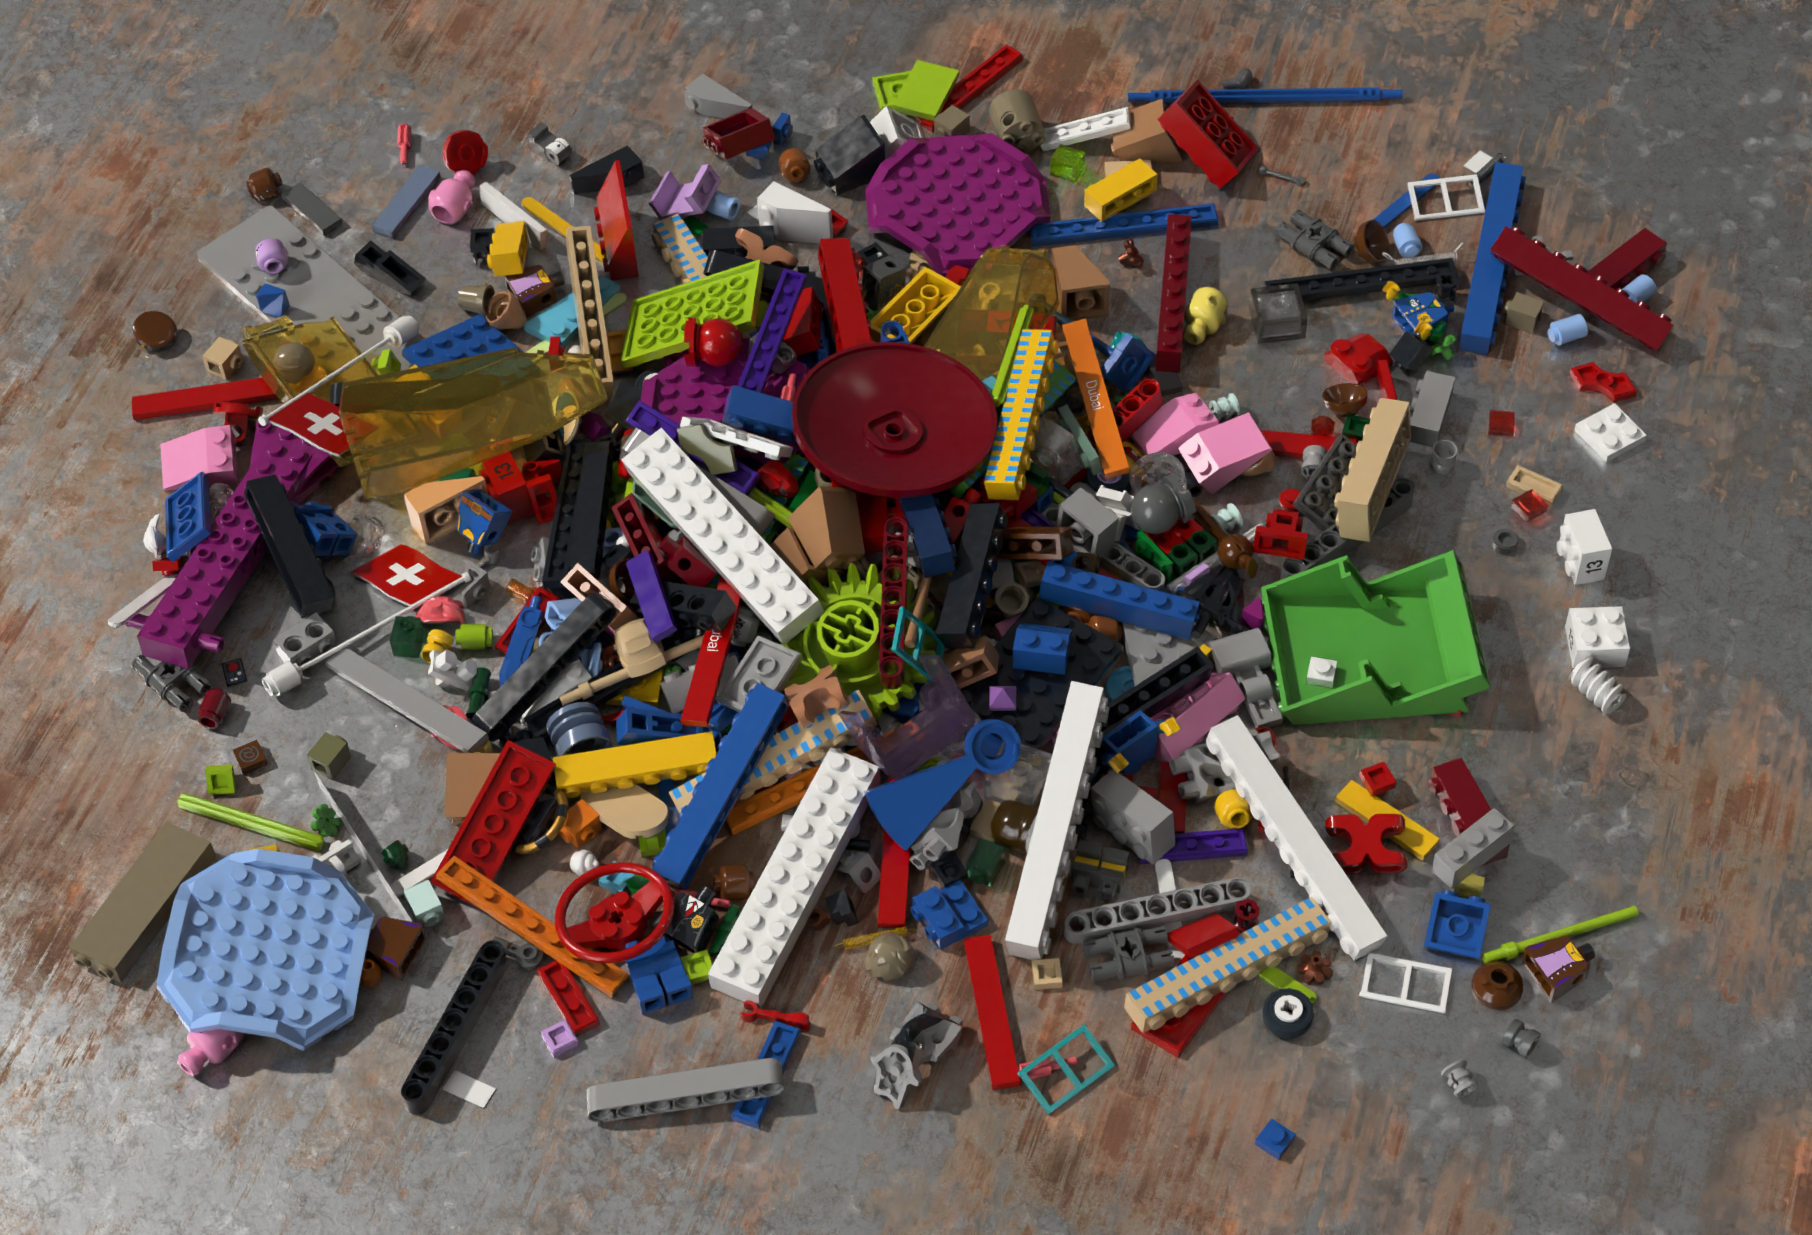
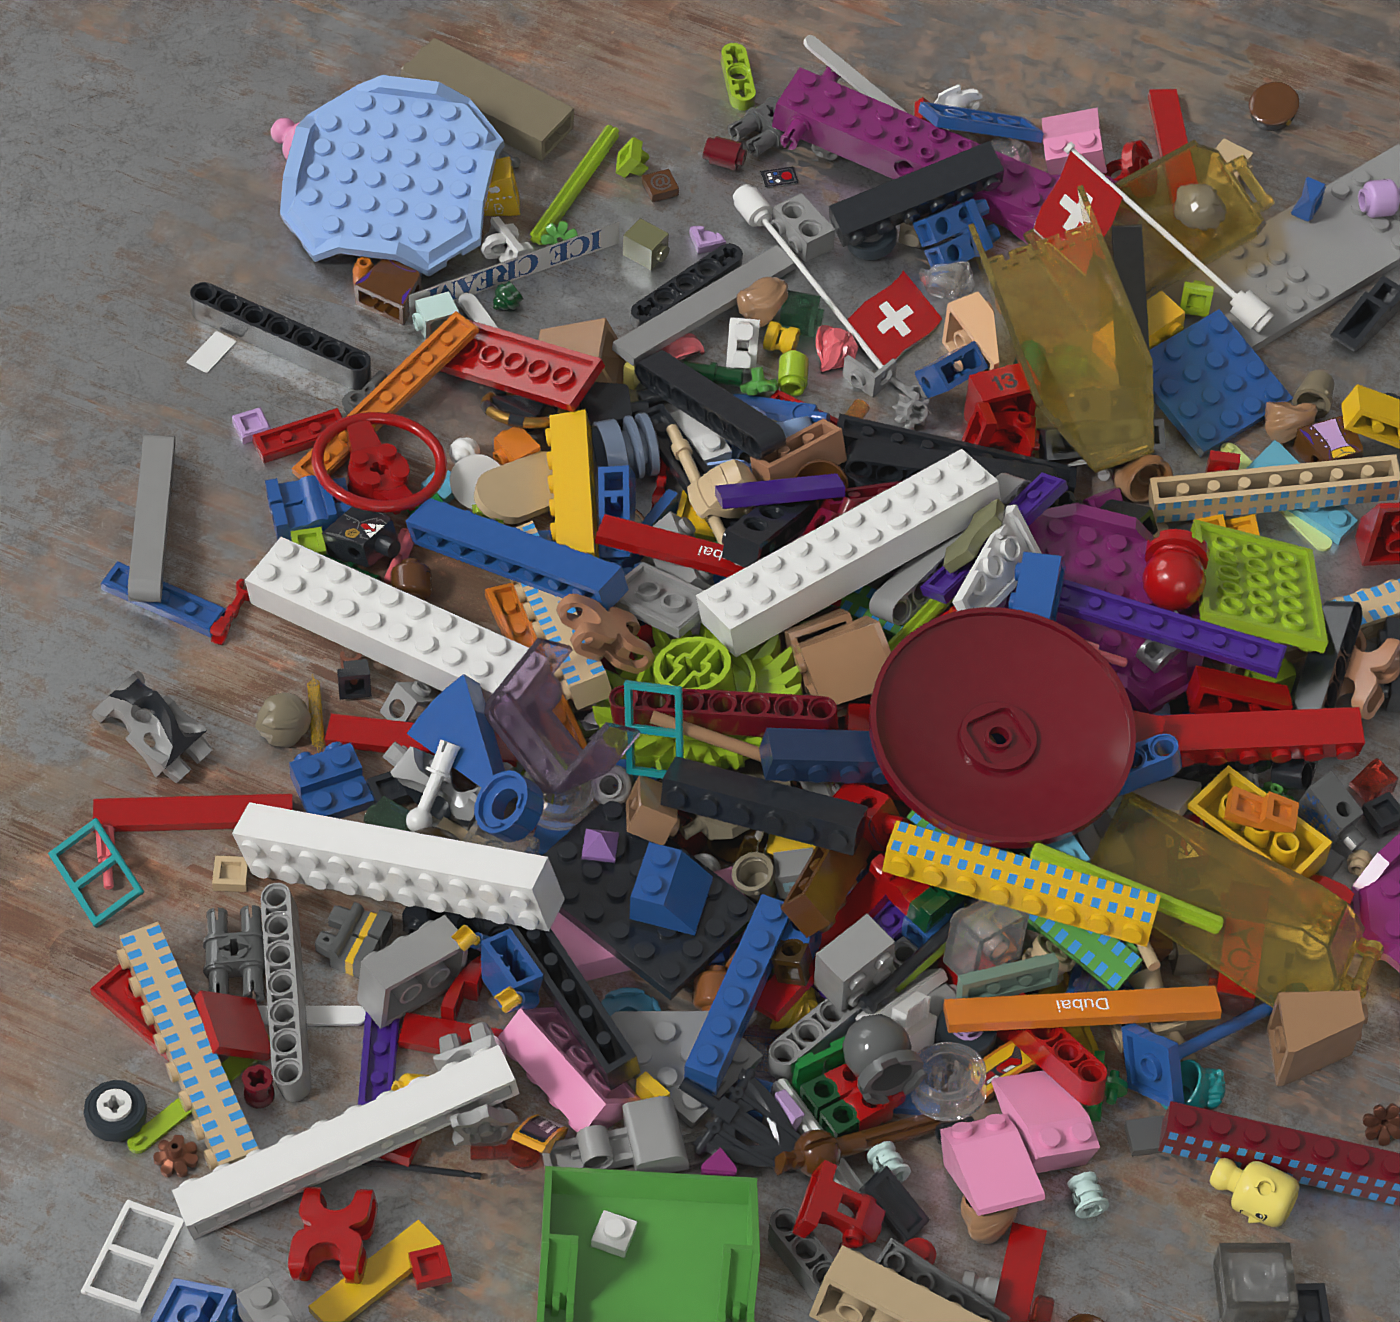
camera: 90 degrees right, 0 degrees up
(101, 705) = (735, 85): none -> lime beam
(315, 717) = (705, 240): none -> lavender tile
(378, 734) = (691, 275): none -> black beam
(399, 657) = (762, 299): none -> medium nougat hair
(491, 657) = (758, 383): none -> bright green plant
(513, 550) = (919, 409): none -> light grey gear
(613, 848) = (466, 474): none -> white sticker
(908, 302) = (1264, 813): none -> orange slope
(989, 829) = (441, 765): none -> white pin
(1257, 509) = (902, 1212): none -> black tile
(1259, 718) = (539, 1133): none -> slope

